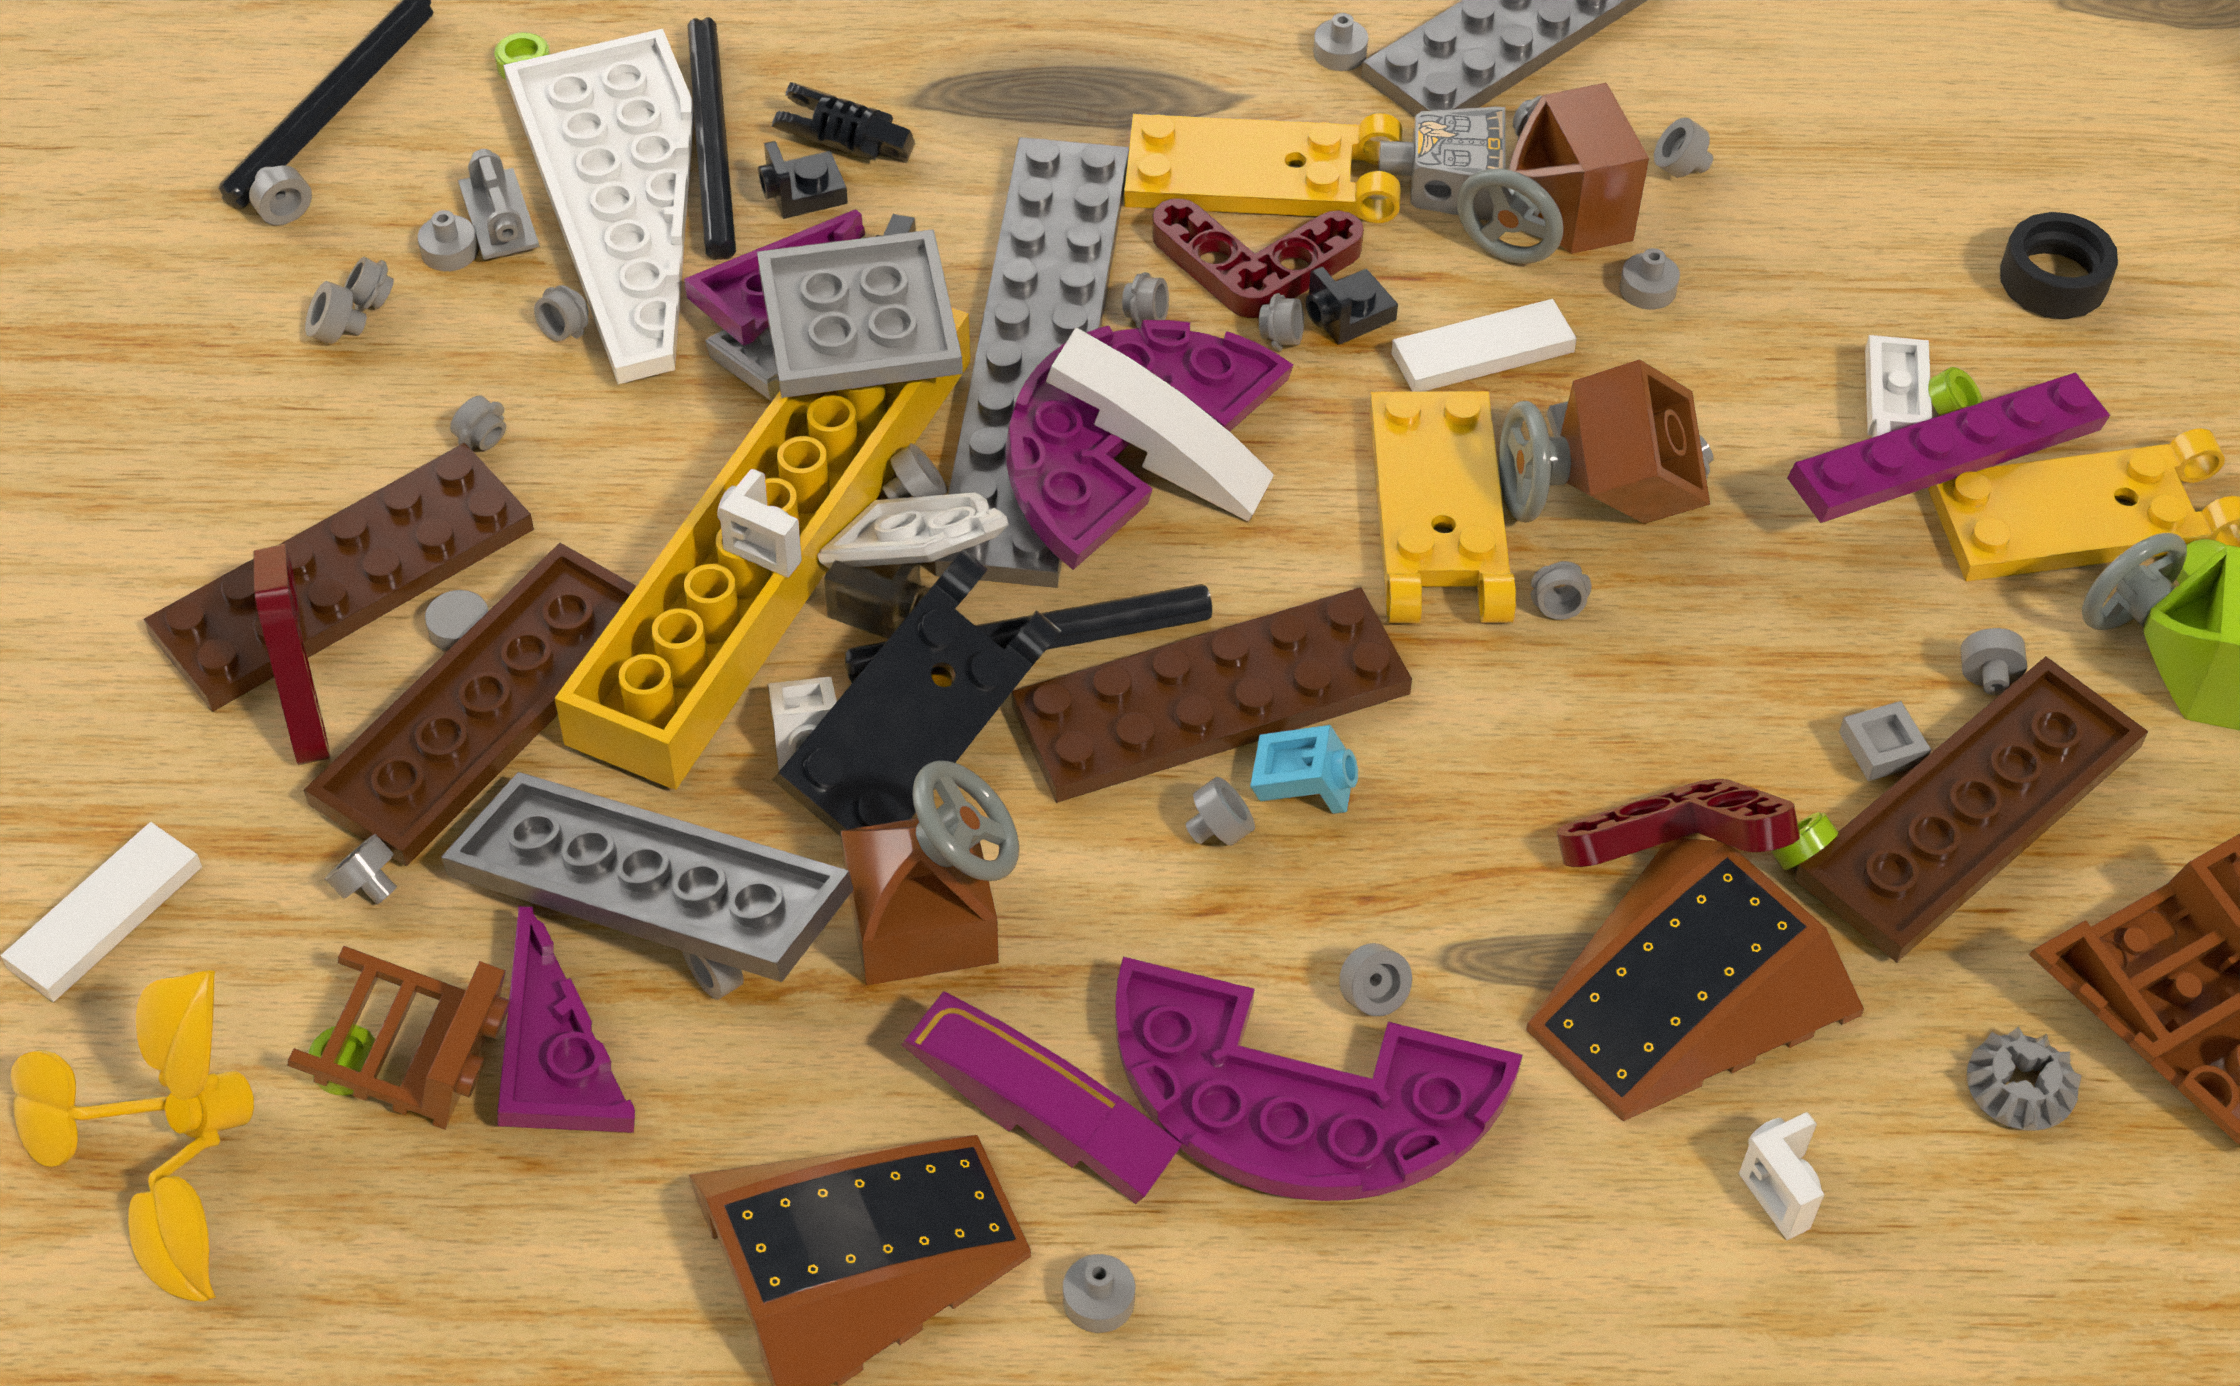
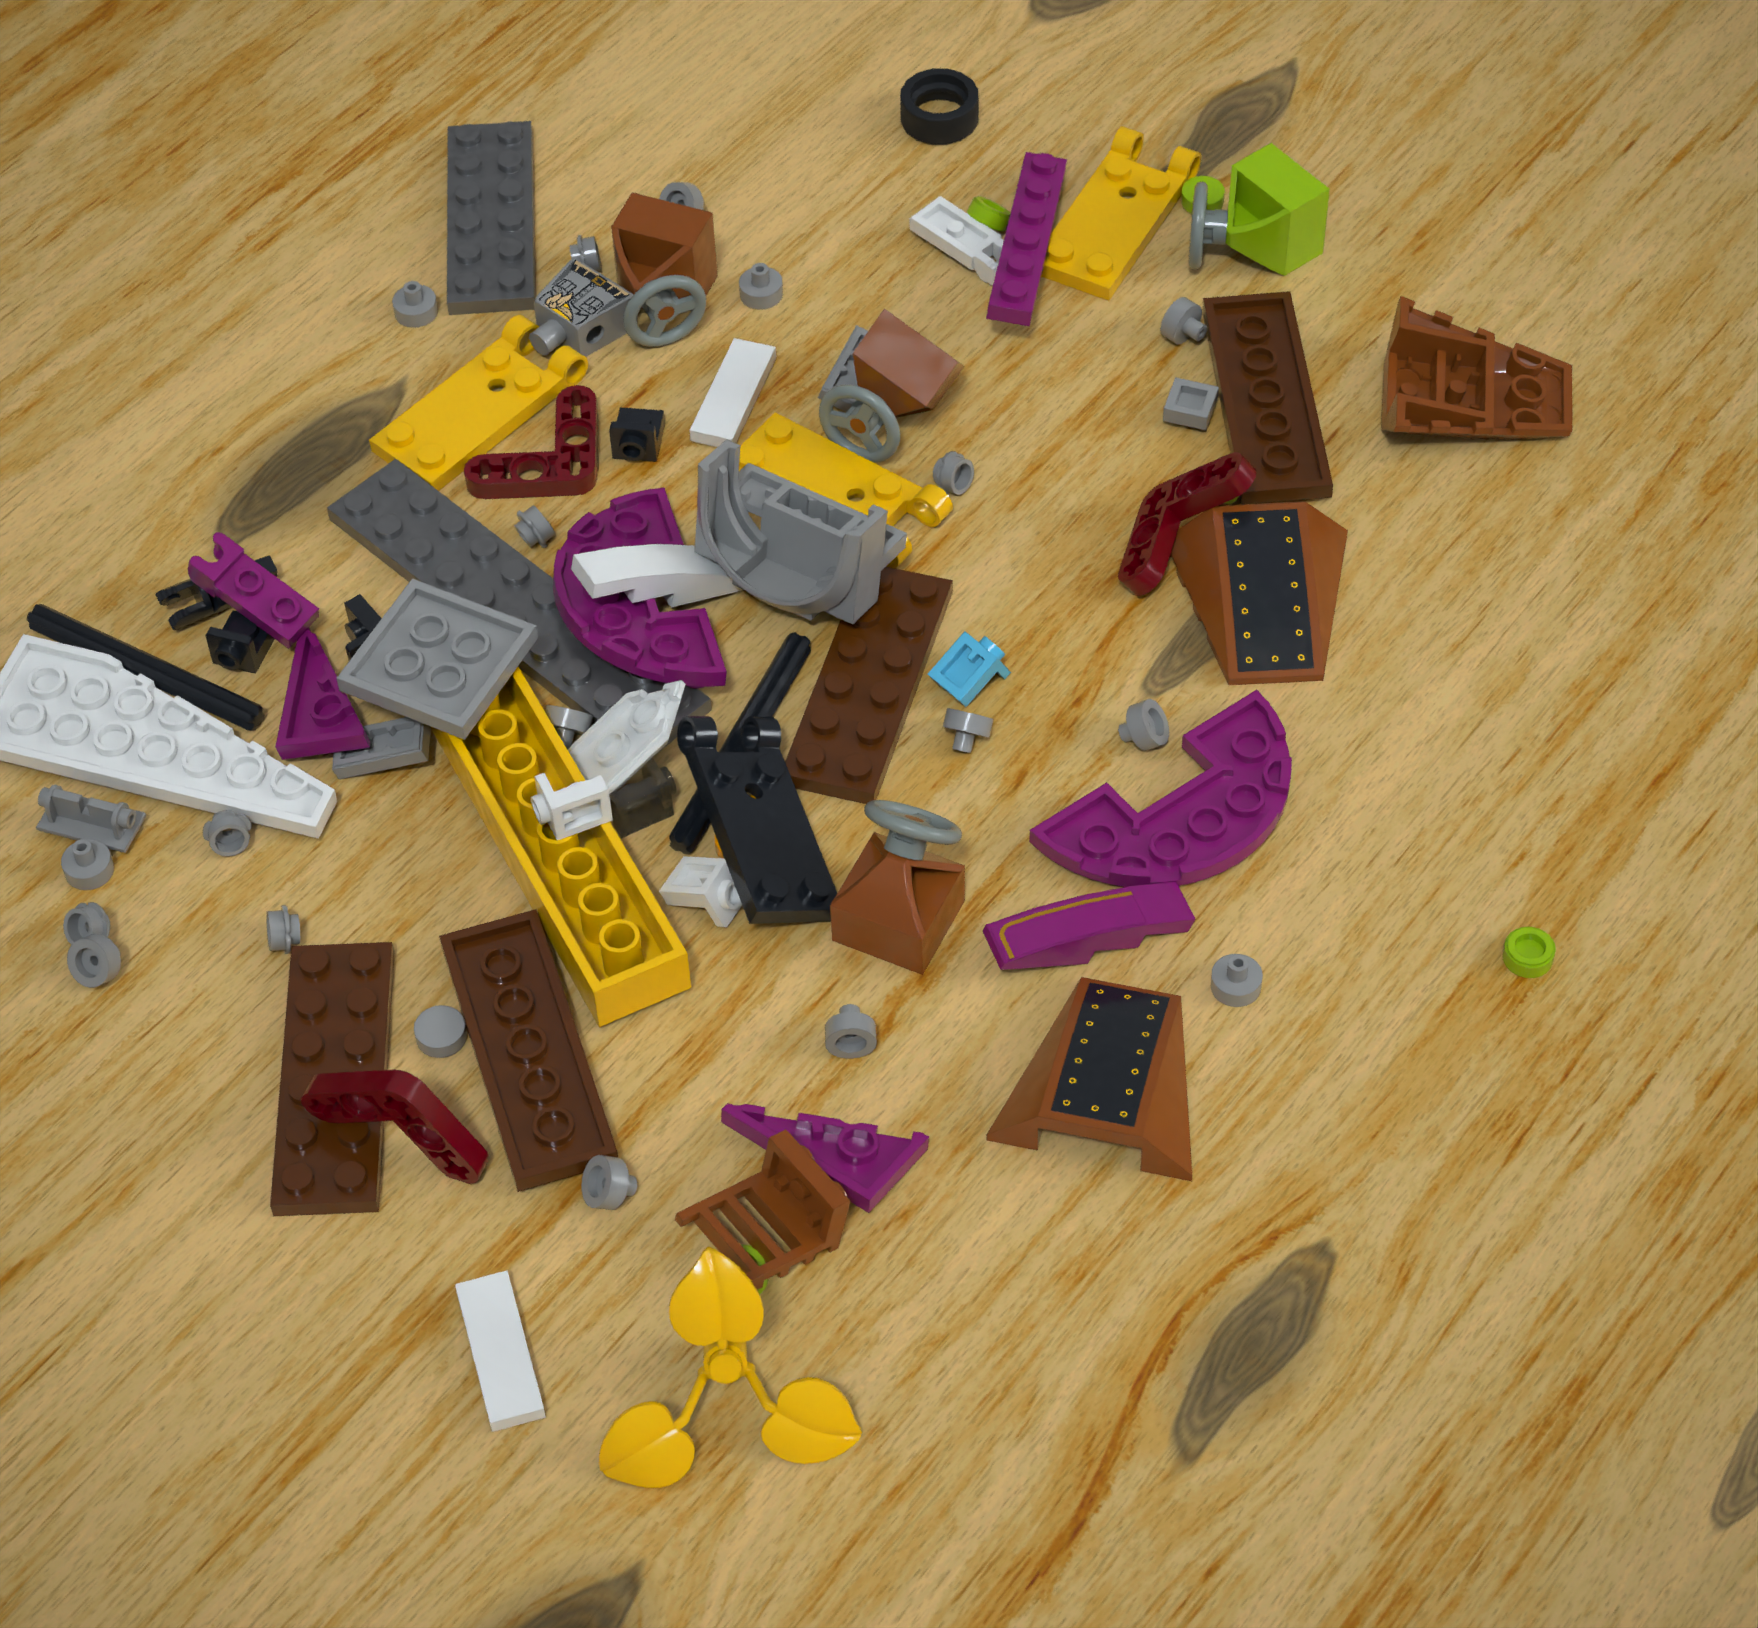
camera: 50 degrees left, 0 degrees up
(649, 875) = (765, 1025): flat silver plate -> none
(845, 144) = (253, 591): none -> magenta plate
(1280, 525) = (808, 549): none -> light grey piece
(1282, 321) = (620, 473): light grey plate -> none
(1778, 1175) = (1425, 631): white bracket -> none
(2020, 1103) = (1431, 502): light grey gear -> none

